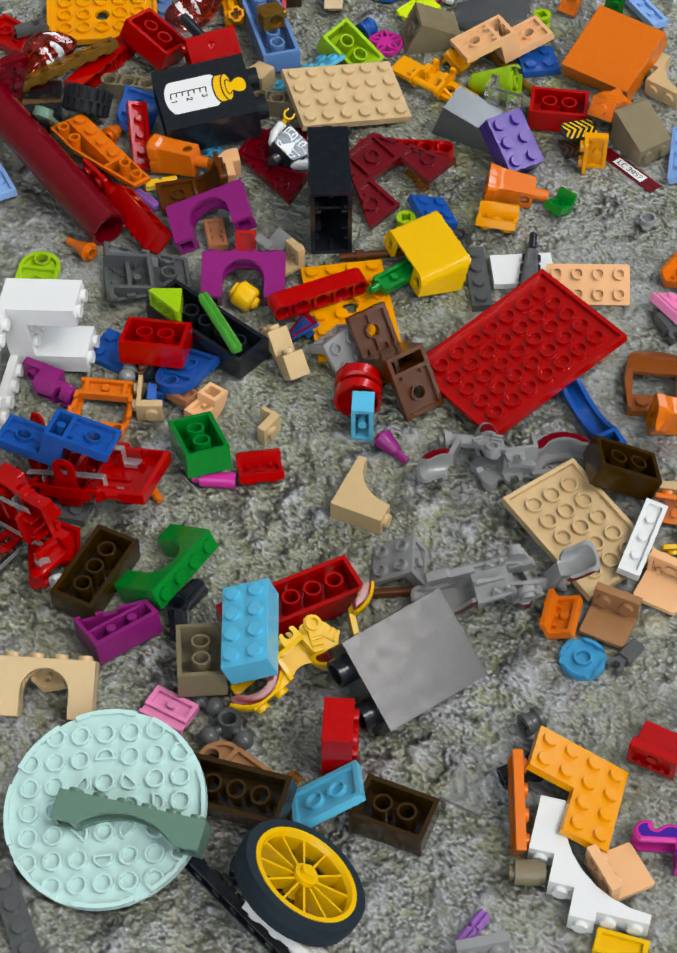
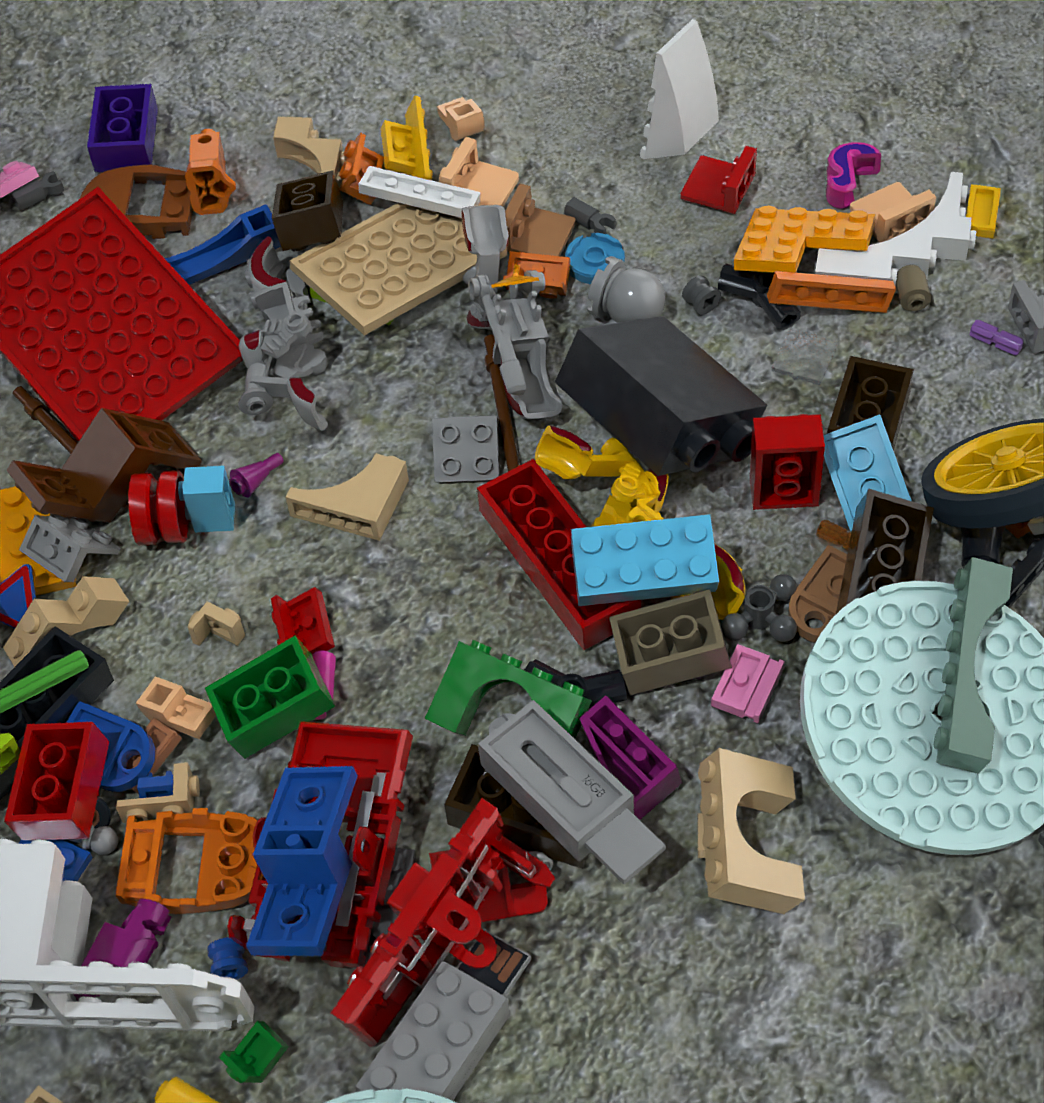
camera: 90 degrees left, 5 degrees up
(81, 574) = (568, 791): none -> light grey piece
(517, 574) = (515, 279): none -> light orange piece
(527, 663) = (625, 293): none -> light grey tile

